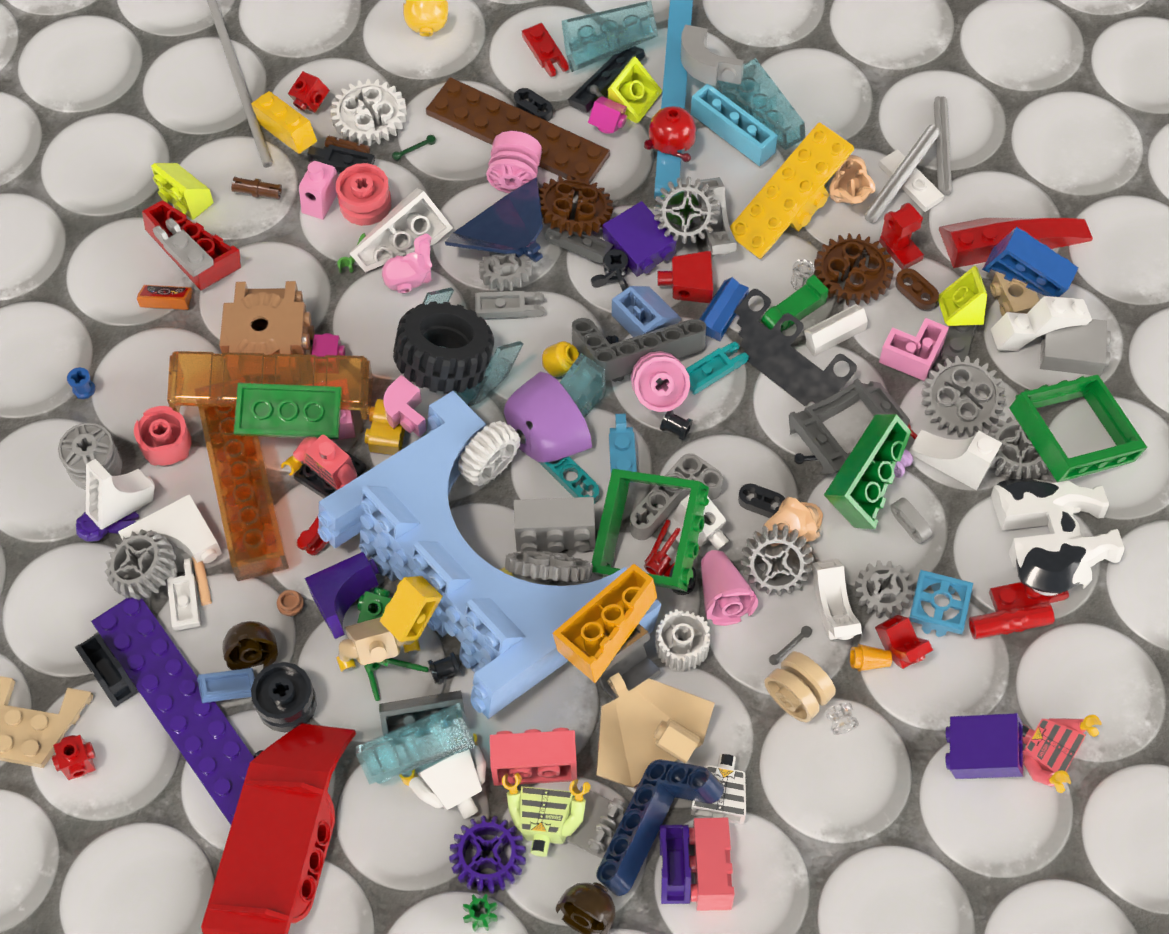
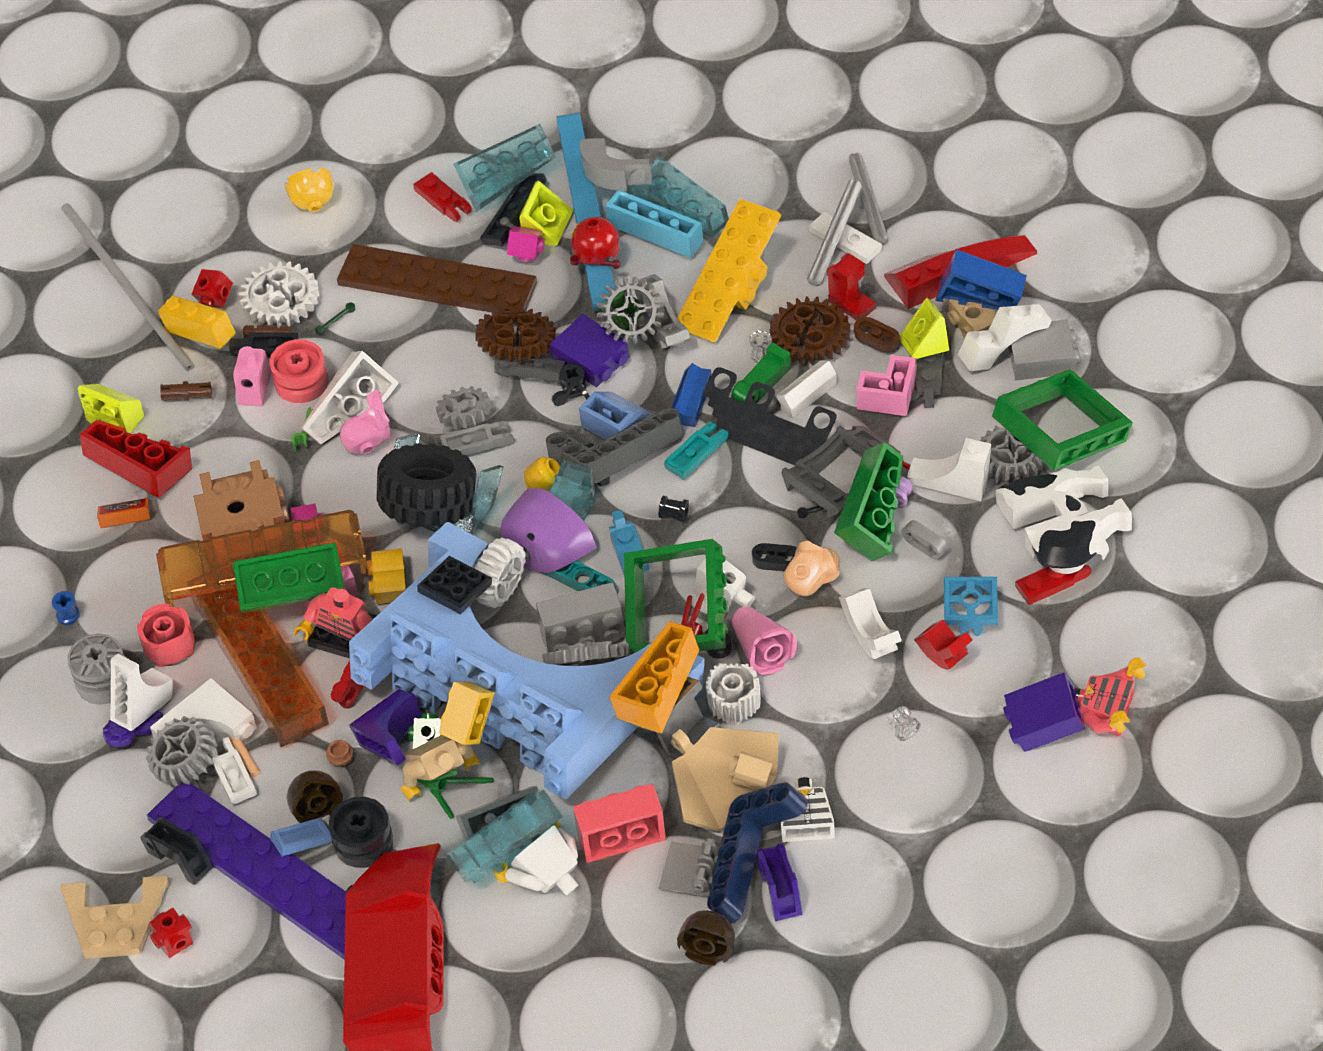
camera: 10 degrees left, 10 degrees down
(183, 248) = (134, 457): light grey hinge -> none
(399, 406) = (398, 549): bright pink brick -> none
(438, 463) = (454, 584): none -> black tile
(444, 667) = (509, 771): black bush -> none
(484, 919) = (606, 967): green gear -> none
(496, 845) = (601, 926): dark purple gear -> none
(506, 226) = (454, 365): dark blue panel -> none
(513, 160) = (443, 307): bright pink wheel -> none
(534, 104) = (445, 249): black beam -> none
(545, 814) = (644, 868): yellowish green torso -> none
(667, 394) = (662, 470): bright pink wheel -> none
(671, 498) = (682, 575): light grey beam -> none
(689, 277) = (650, 374): red torso -> none
(711, 864) = (818, 885): coral wedge -> none
(793, 572) = (792, 595): light grey gear -> none
(800, 686) = (855, 702): tan wheel -> none
(805, 632) = (849, 661): dark grey hinge -> none
(851, 182) = (786, 250): light nougat head -> none
(868, 658) = (914, 667): light orange cone -> none
(890, 598) = (913, 604): light grey gear -> none
(949, 412) = (954, 401): light grey gear -> none
(1011, 620) = (1042, 603): red axle -> none

